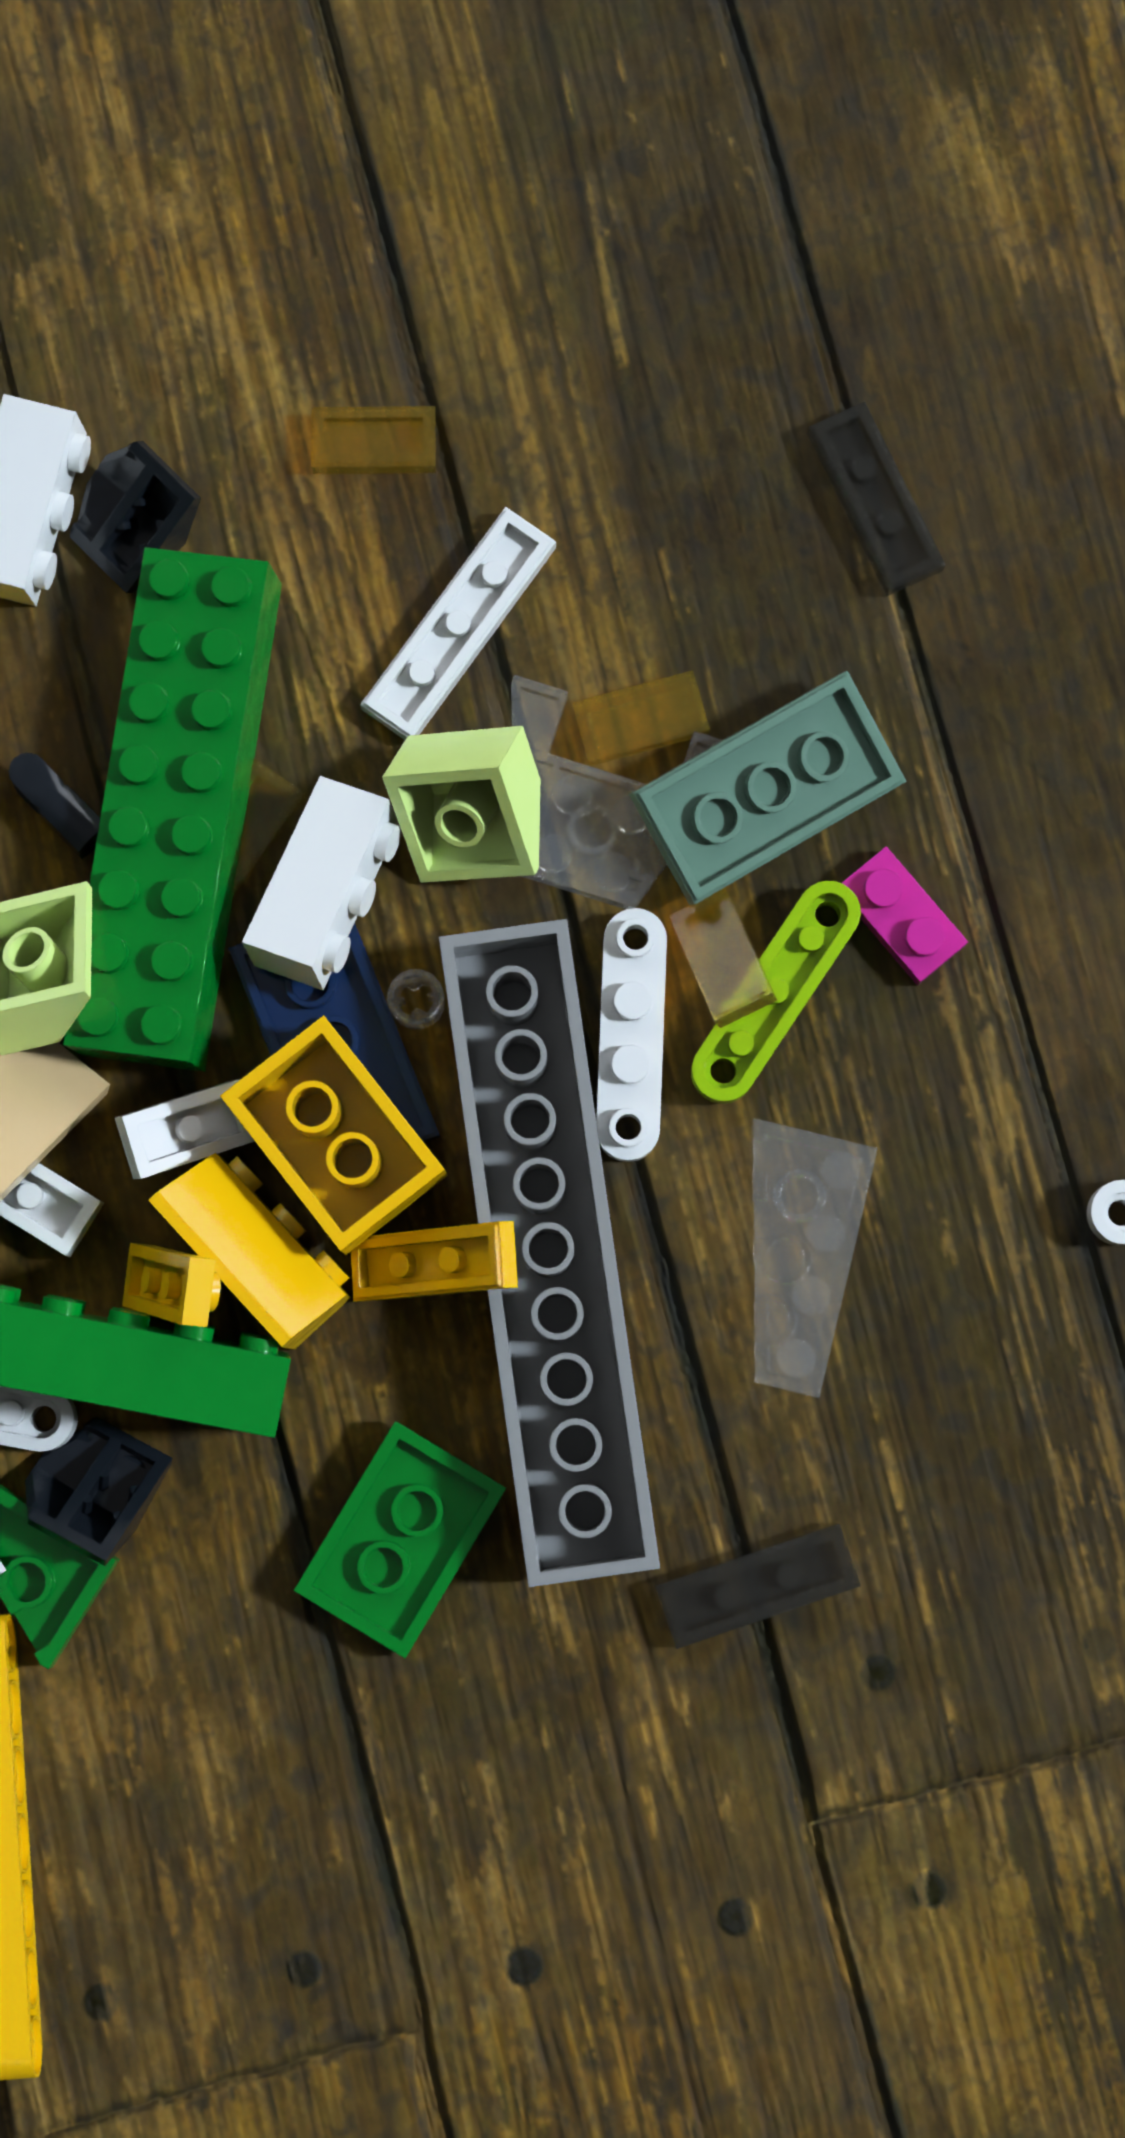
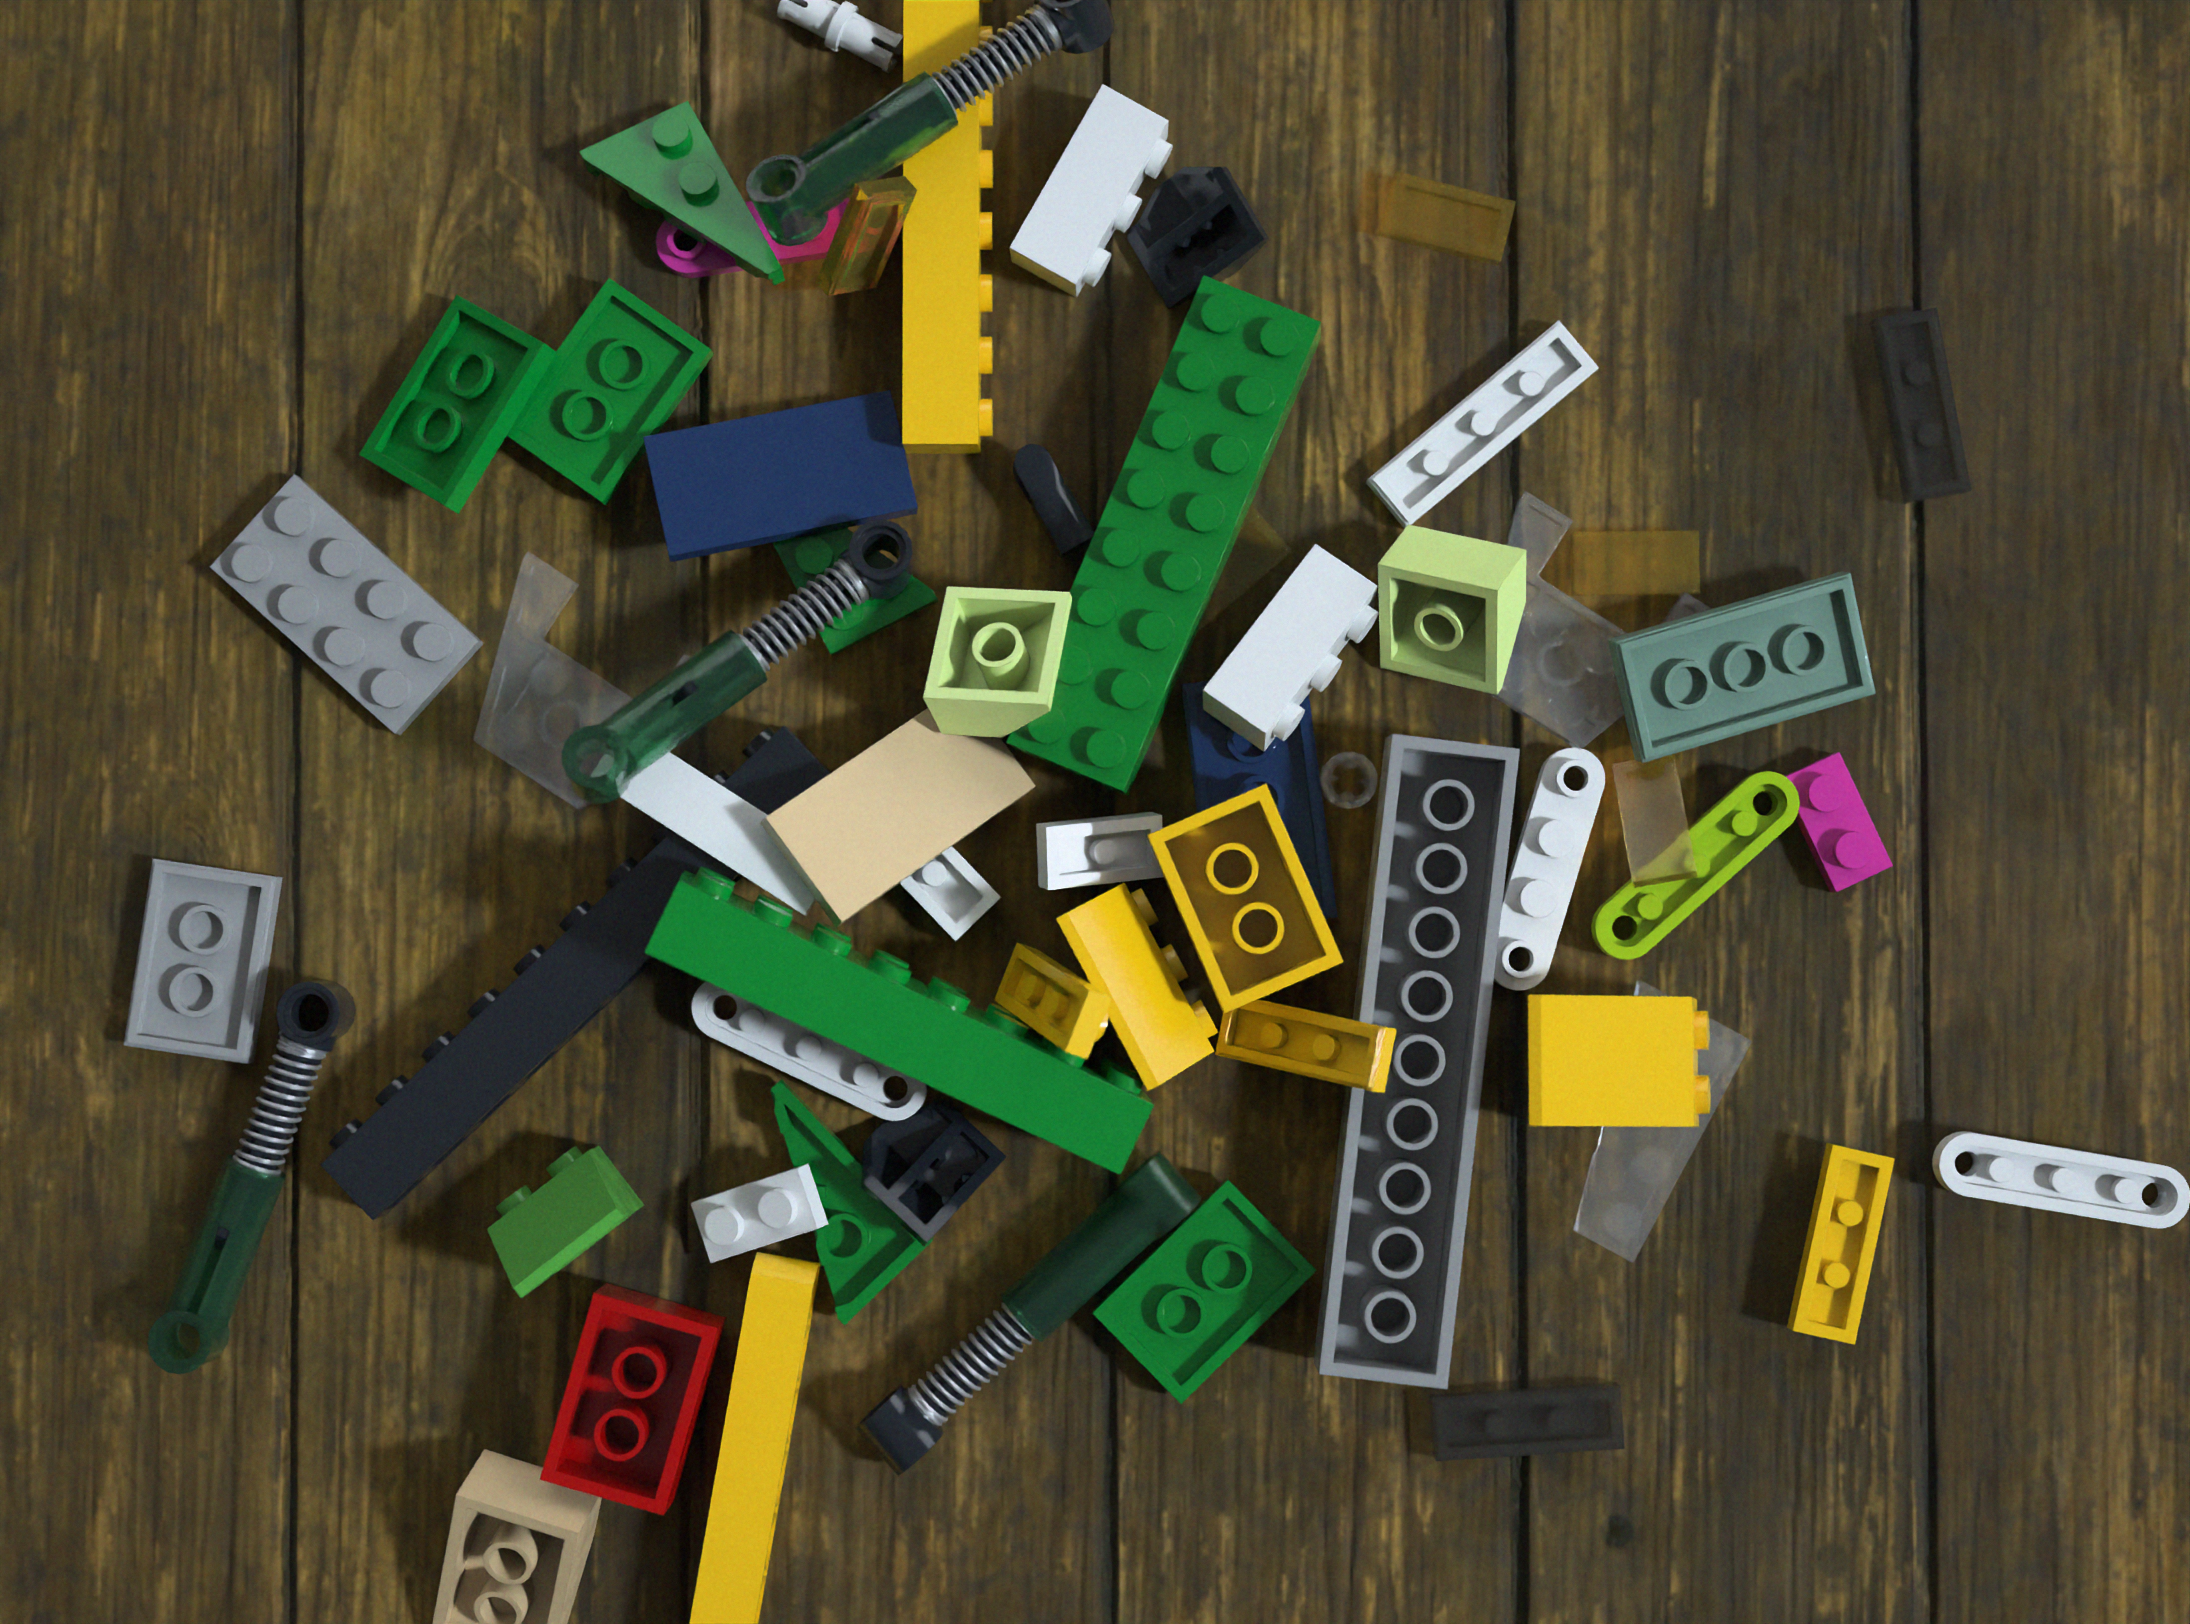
camera: 15 degrees right, 5 degrees up
(234, 1602) = (1034, 1306): none -> piece
(741, 1199) = (1616, 1061): none -> yellow slope
(1018, 1324) = (1840, 1243): none -> yellow plate

